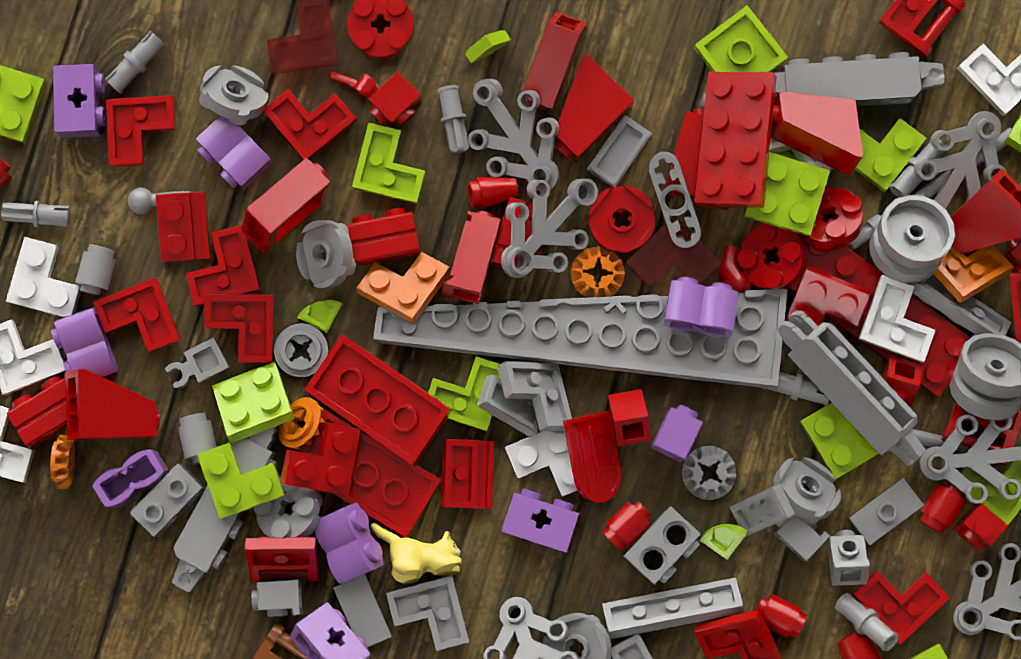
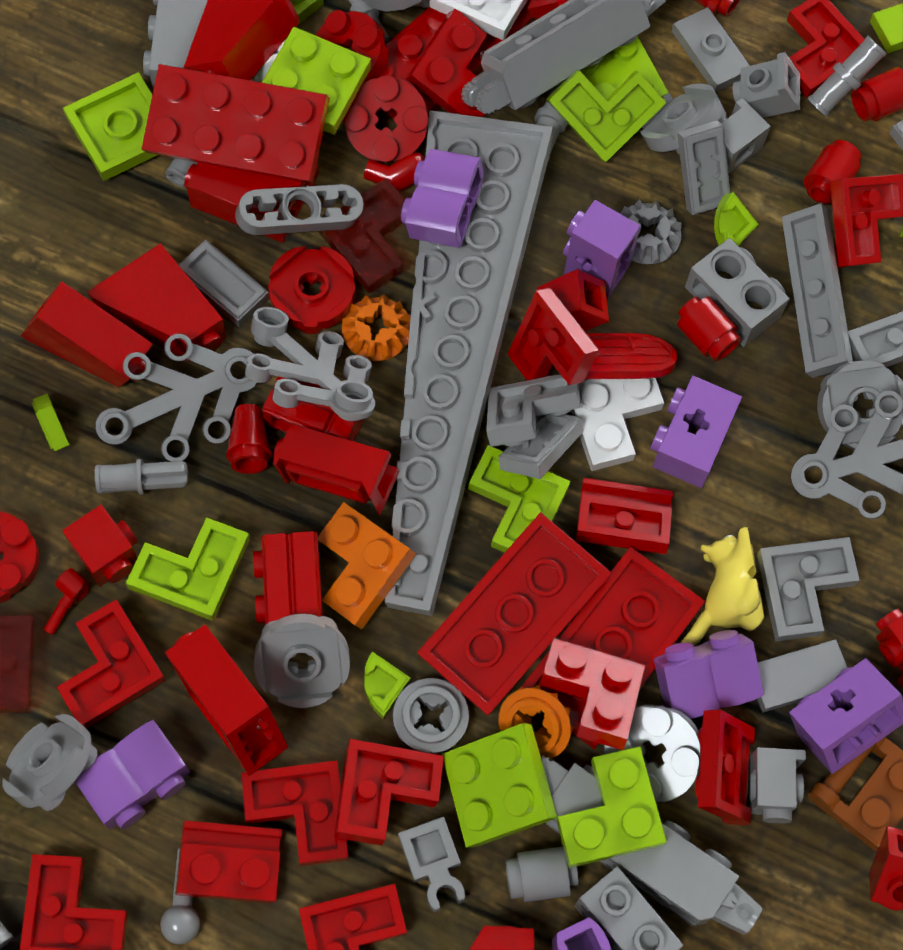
camera: 90 degrees left, 15 degrees down
(587, 401) = (551, 337): none -> red plate
(795, 431) = (605, 122): none -> lime plate

